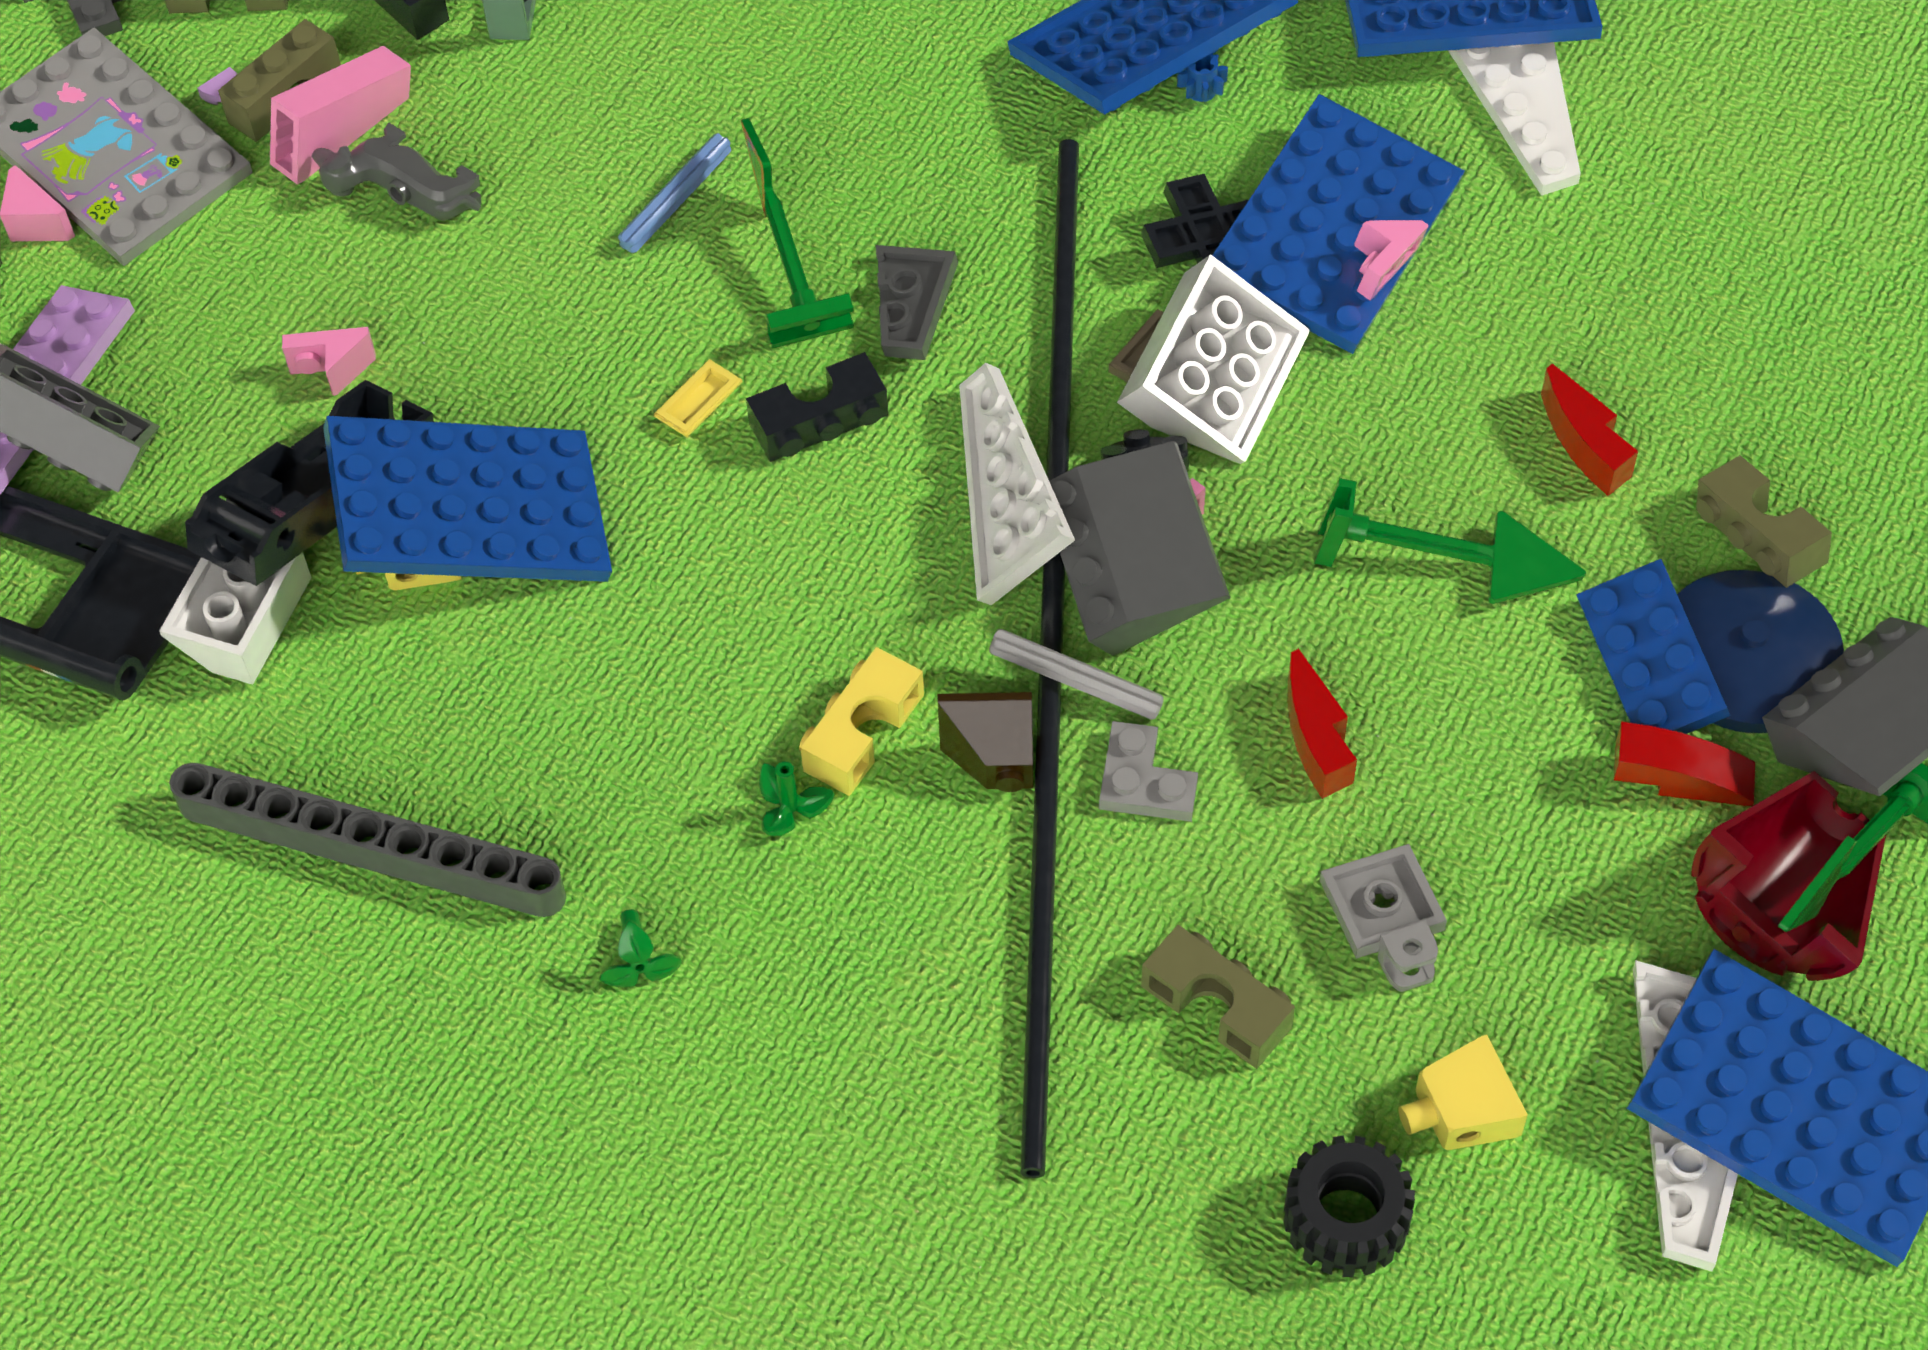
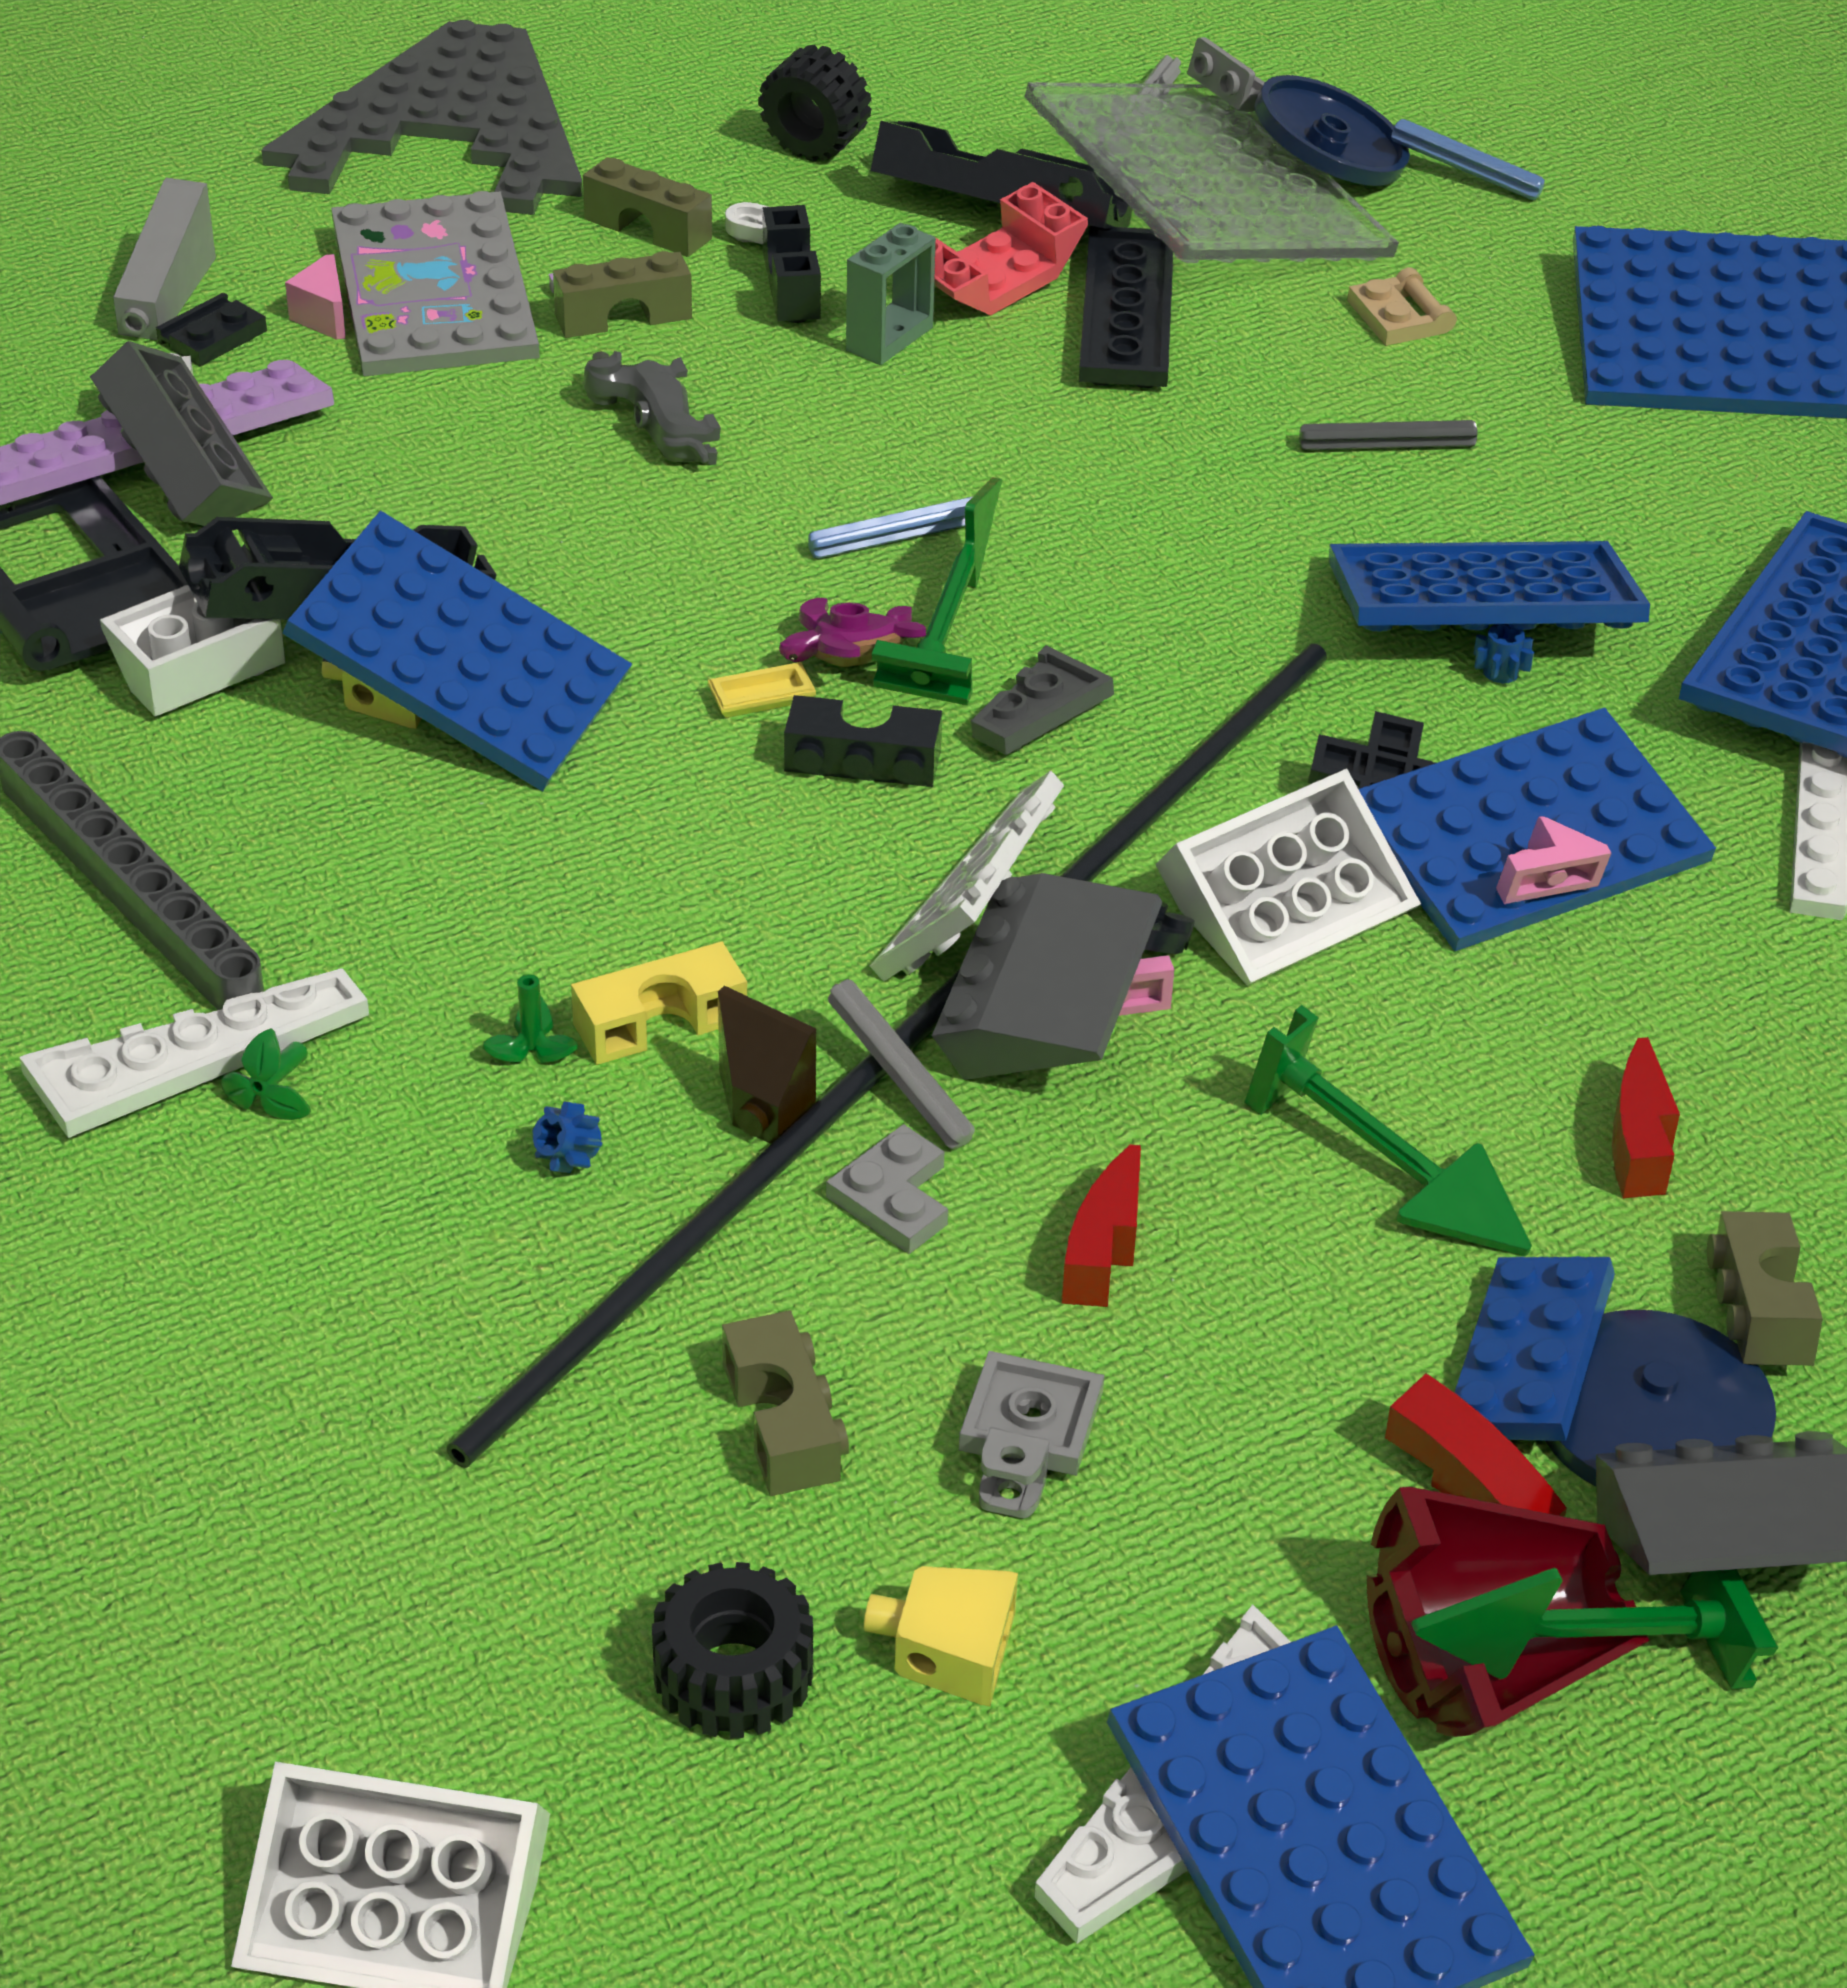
camera: 30 degrees right, 15 degrees down
(334, 109) = (648, 328): bright pink slope -> none
(338, 352) = (466, 503): bright pink slope -> none
(533, 995) = (112, 1078): none -> white wing
(731, 316) = (847, 633): none -> magenta animal
(887, 884) = (567, 1137): none -> blue gear

